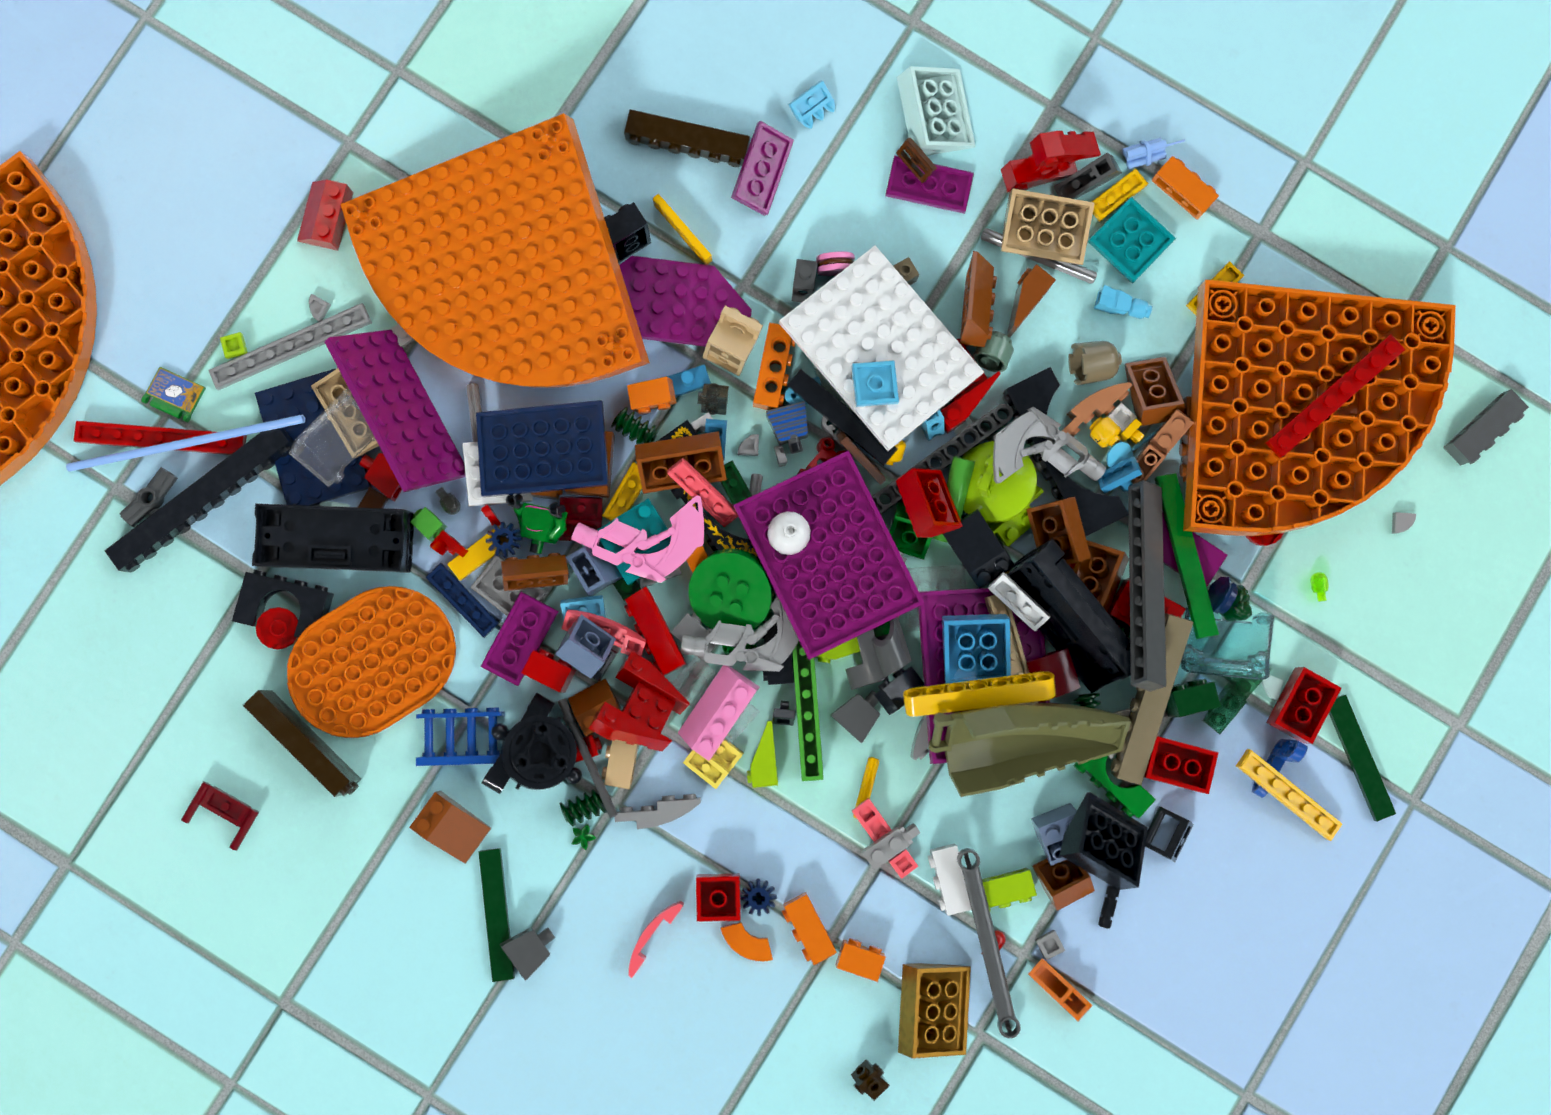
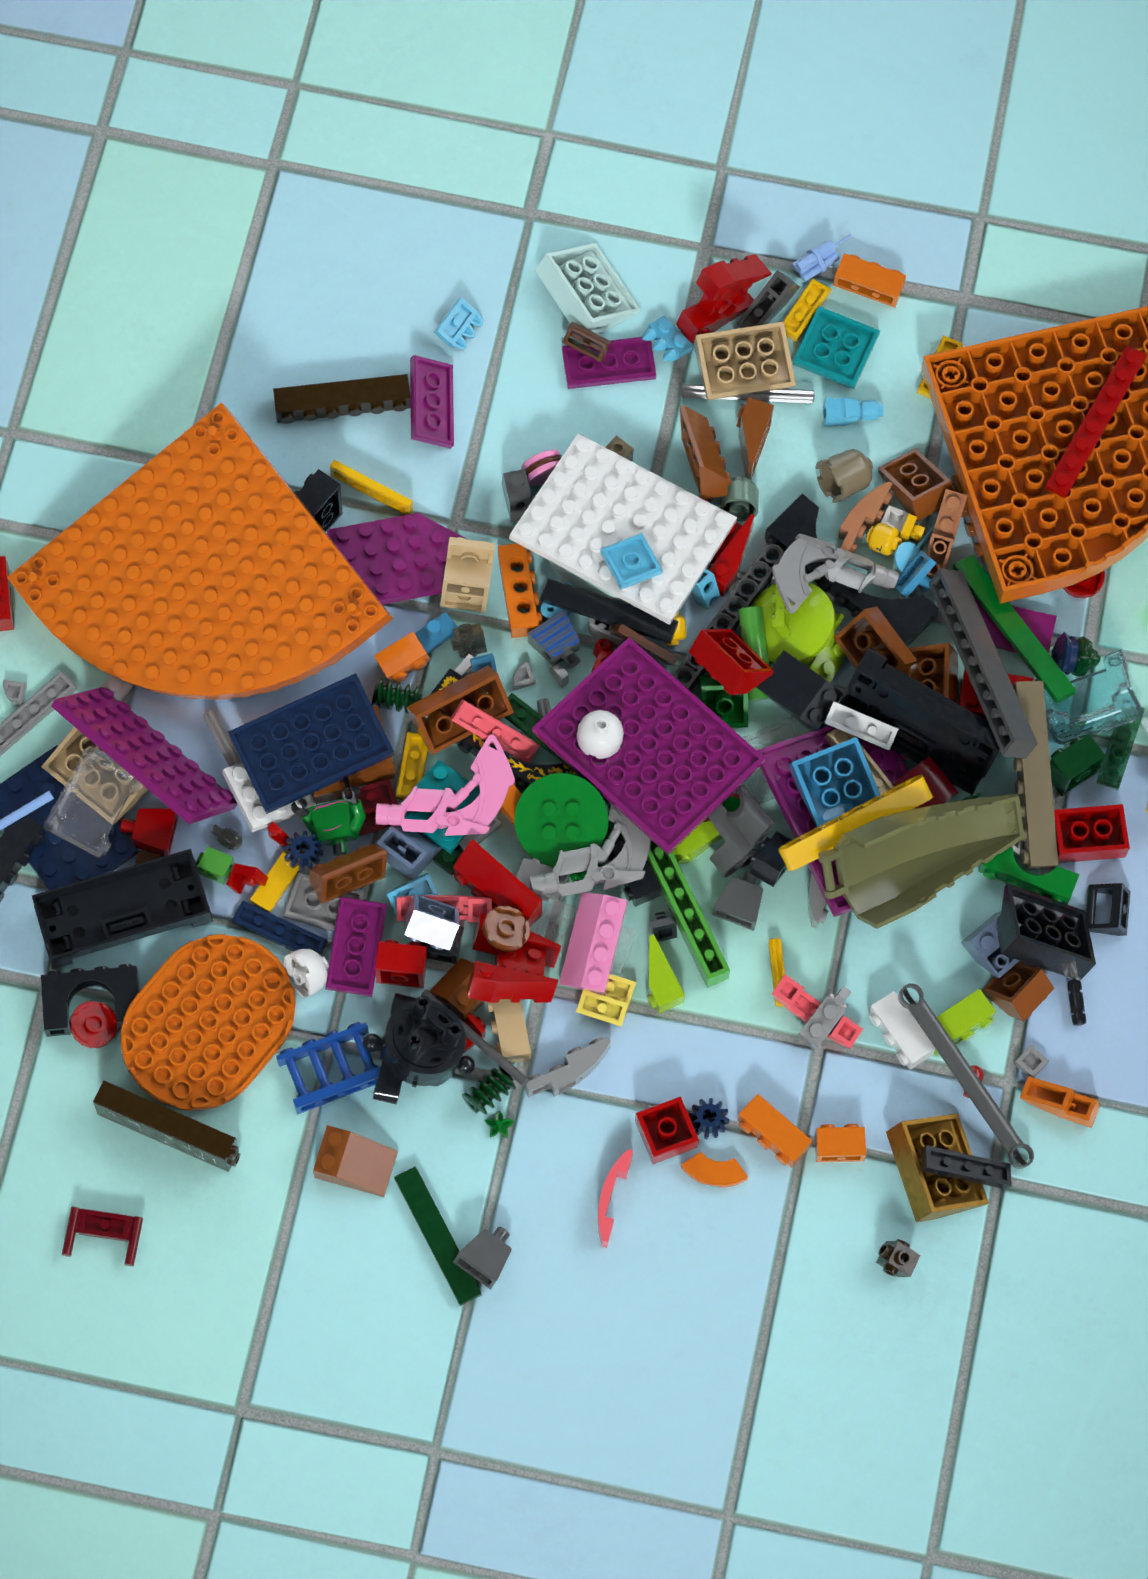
camera: 15 degrees left, 15 degrees down
(470, 647) = (307, 970): none -> white cylinder
(646, 675) = (506, 928): none -> tile
(957, 1024) = (966, 1167): none -> black plate
(988, 180) = (667, 339): none -> medium azure plate

